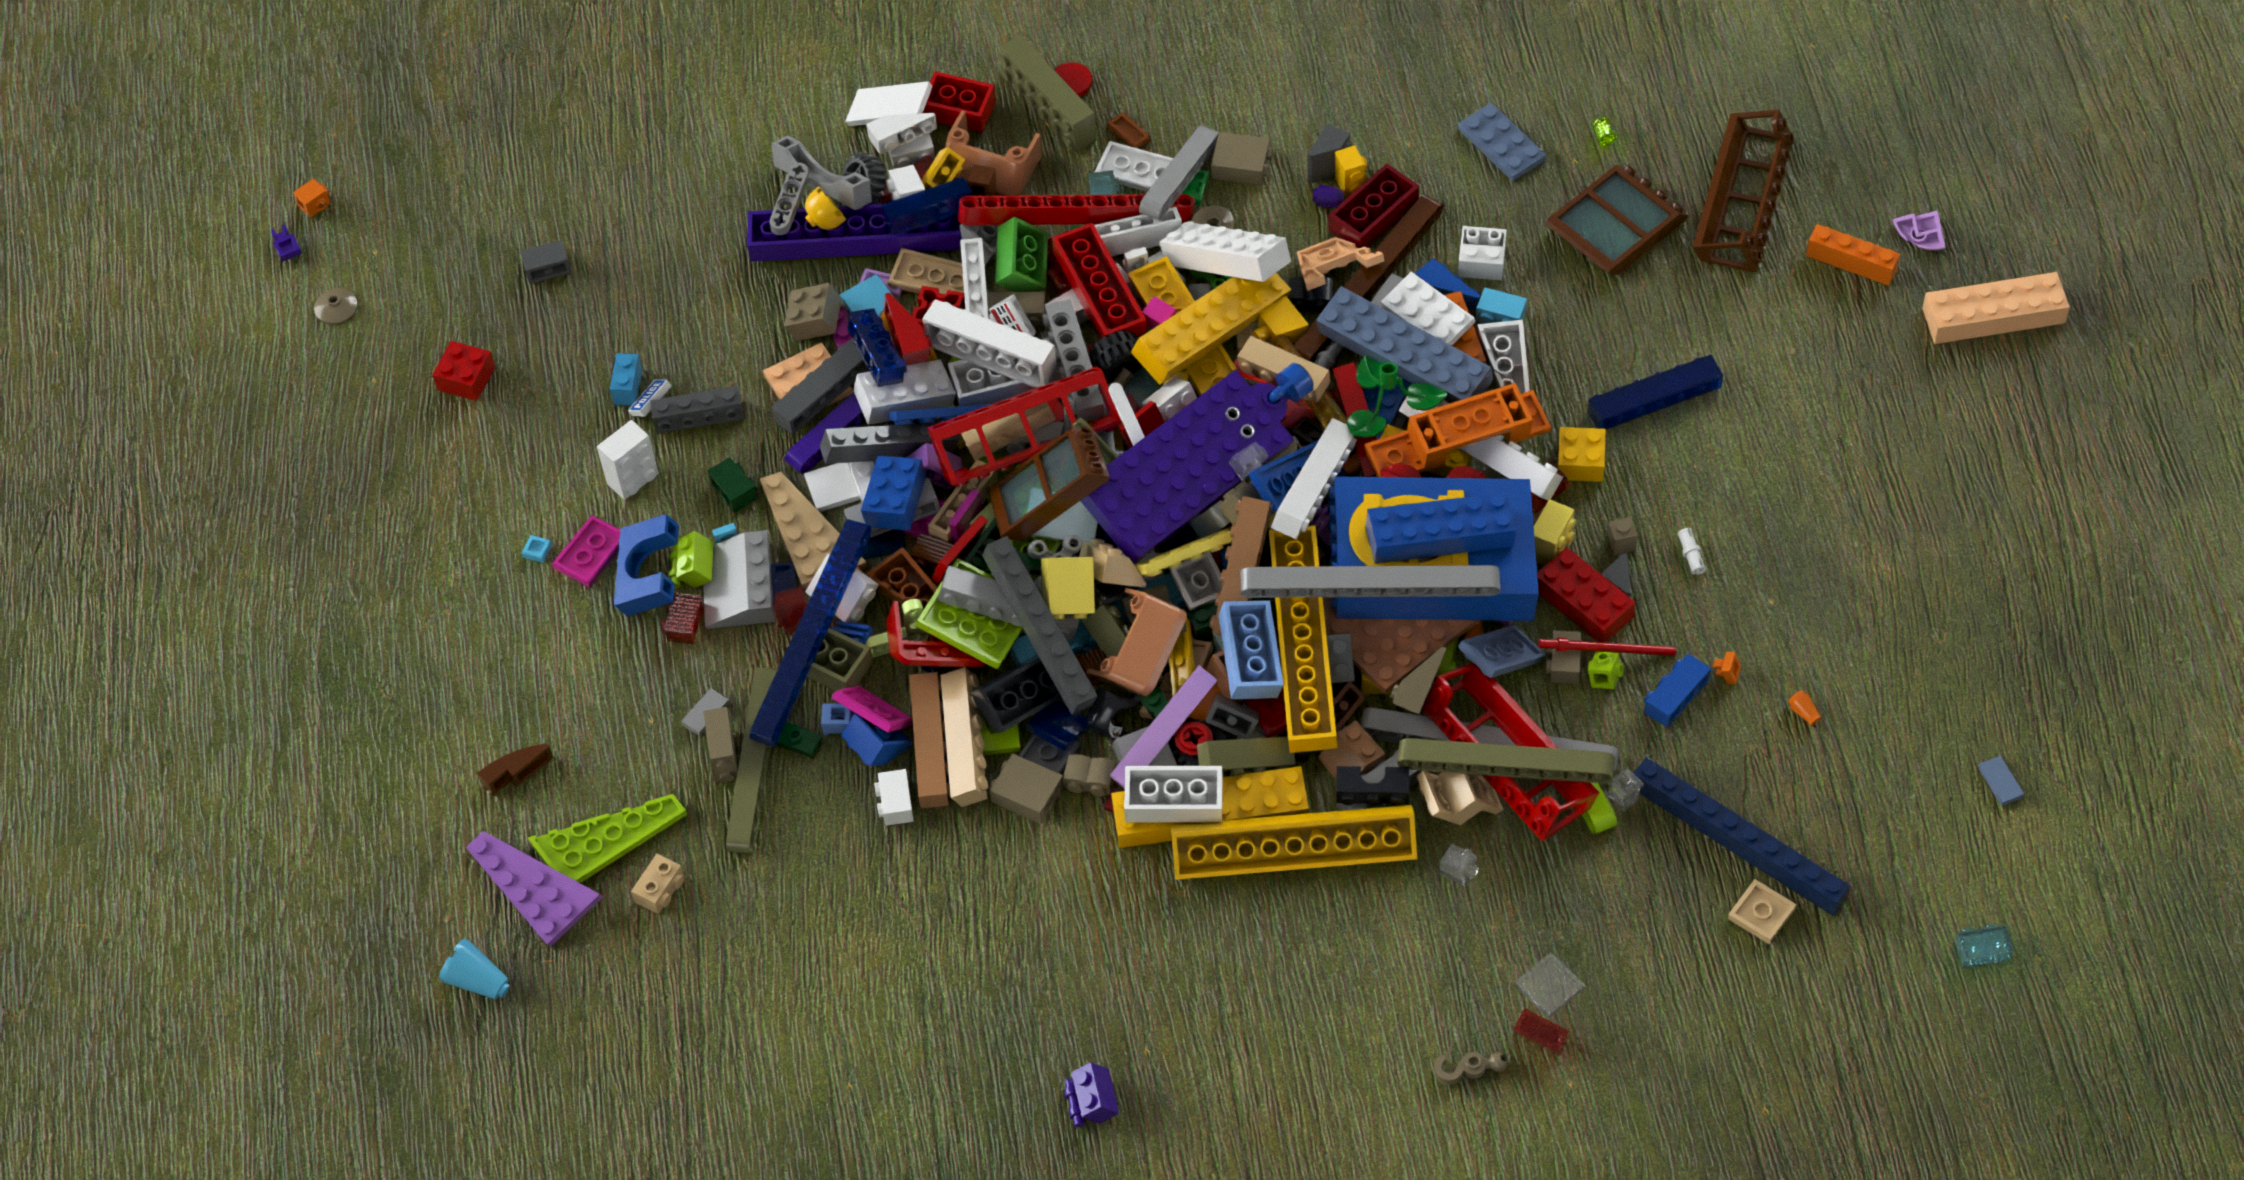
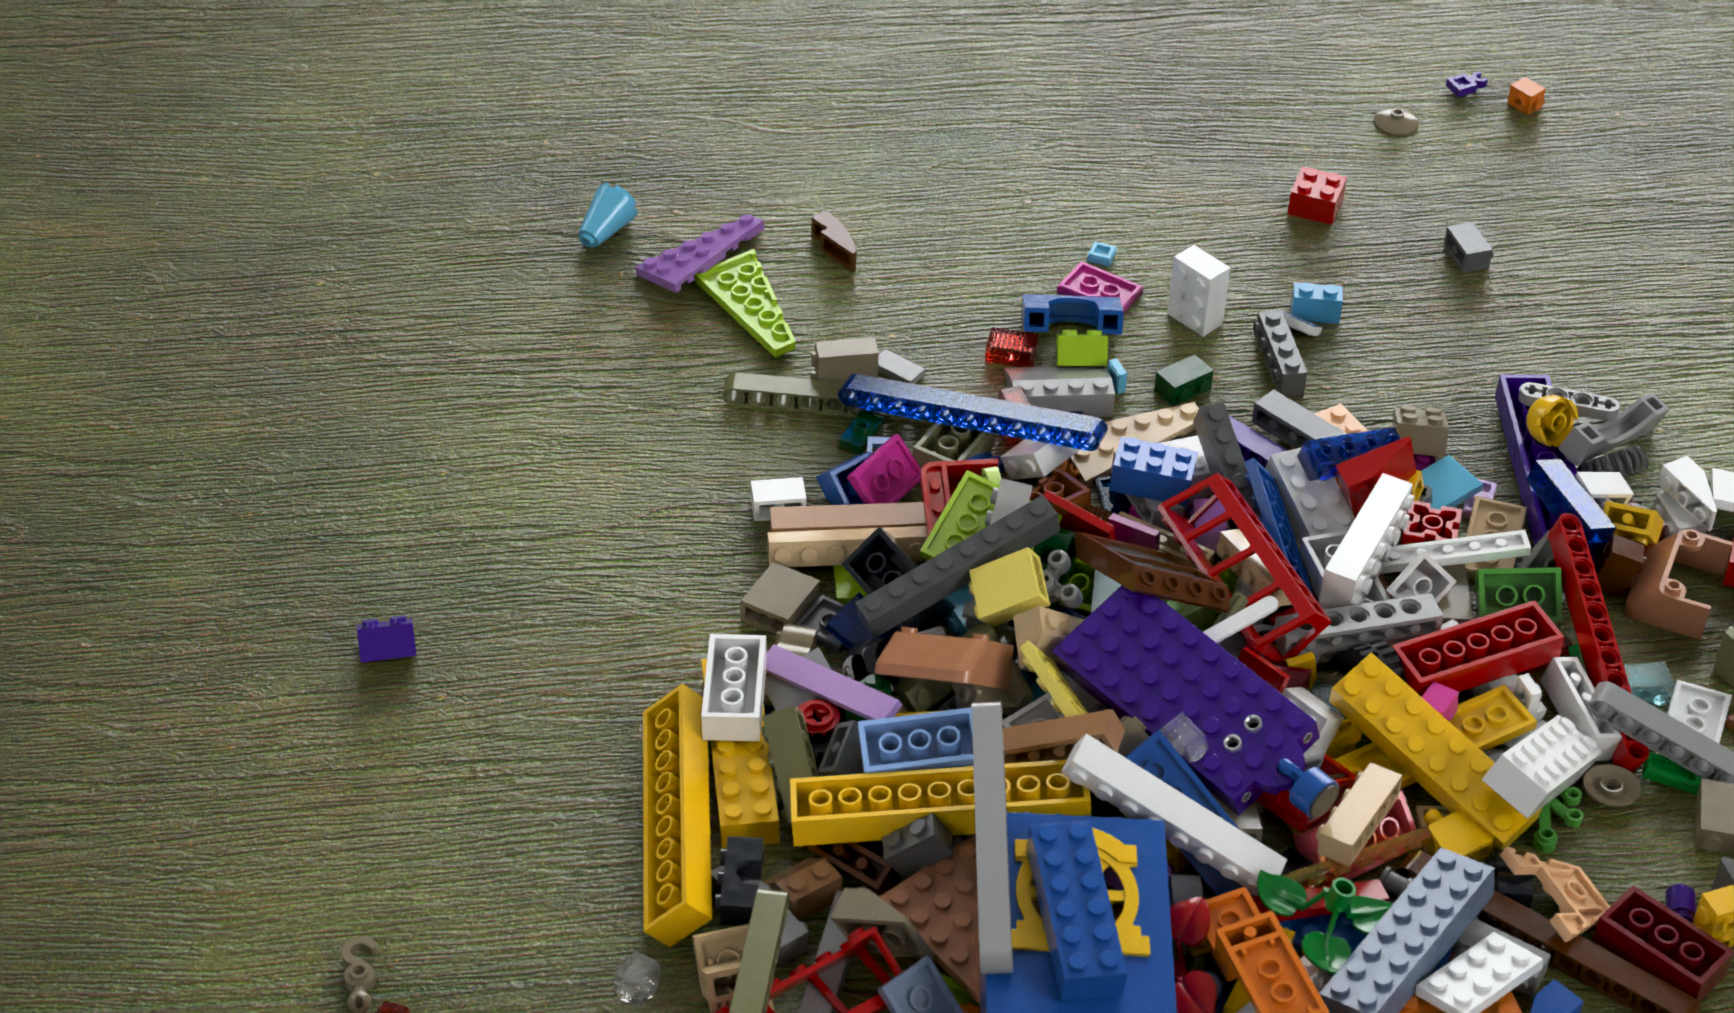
camera: 85 degrees right, 15 degrees down
(658, 884) = (692, 333): tan brick -> none

